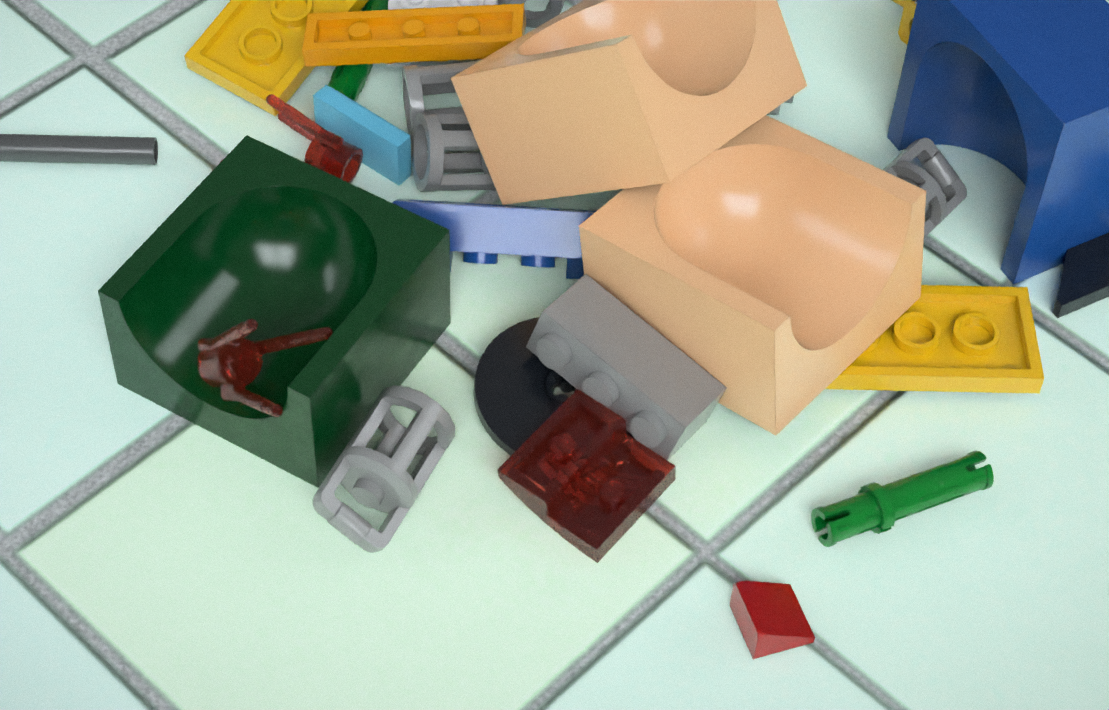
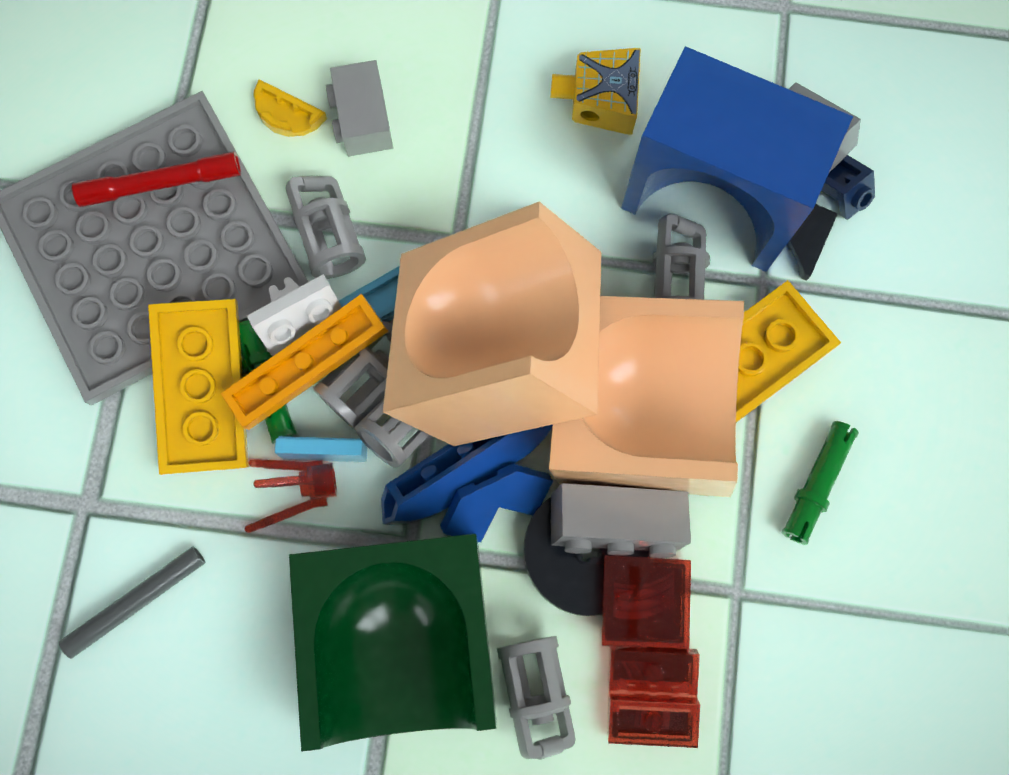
camera: 35 degrees left, 25 degrees up
(235, 361) = (408, 707): clear red plant -> none
(514, 573) = (653, 697): none -> clear red slope
(526, 270) = (476, 505): none -> blue tile
(769, 617) = (807, 616): red slope -> none

